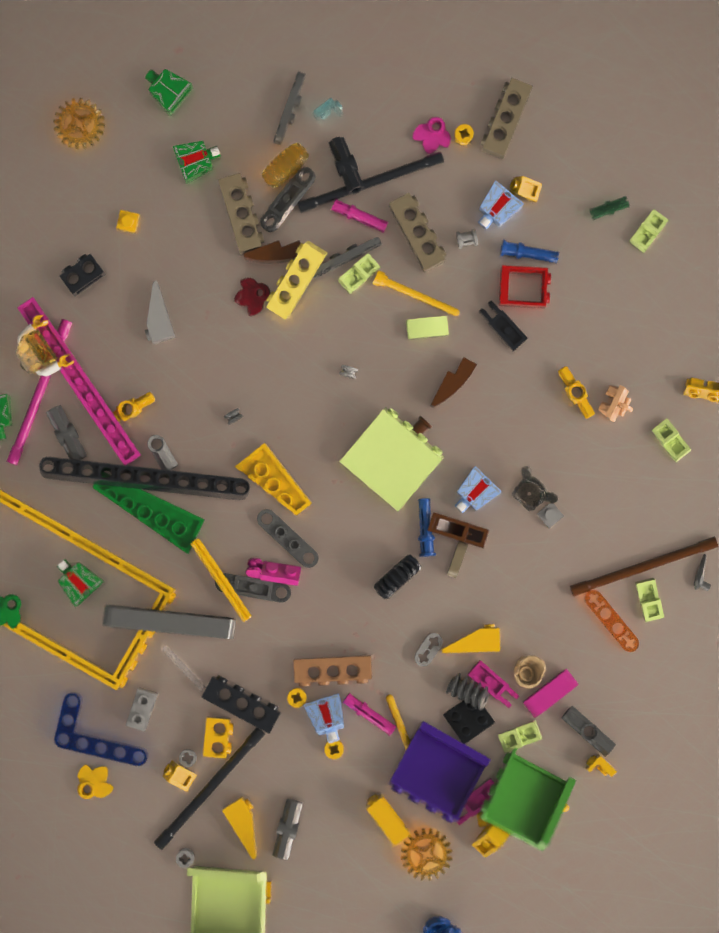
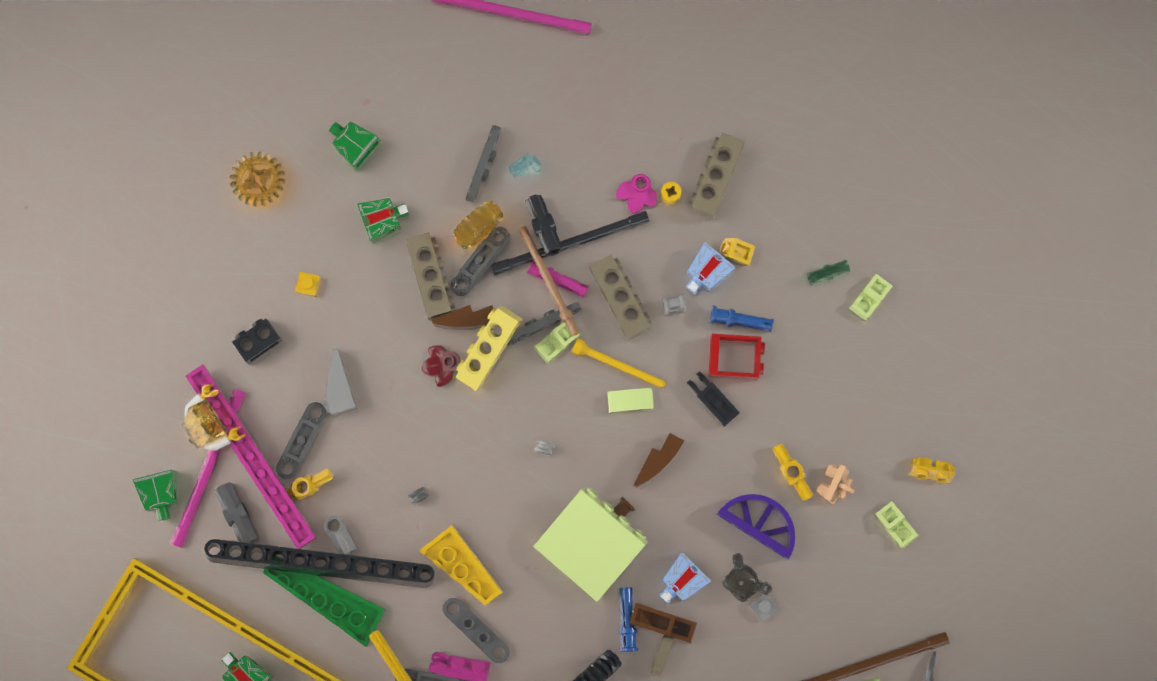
camera: 10 degrees right, 5 degrees down
(125, 366) = (301, 440): none -> dark grey plate
(367, 249) = (565, 314): none -> medium nougat bar
(541, 447) = (754, 532): none -> dark purple window

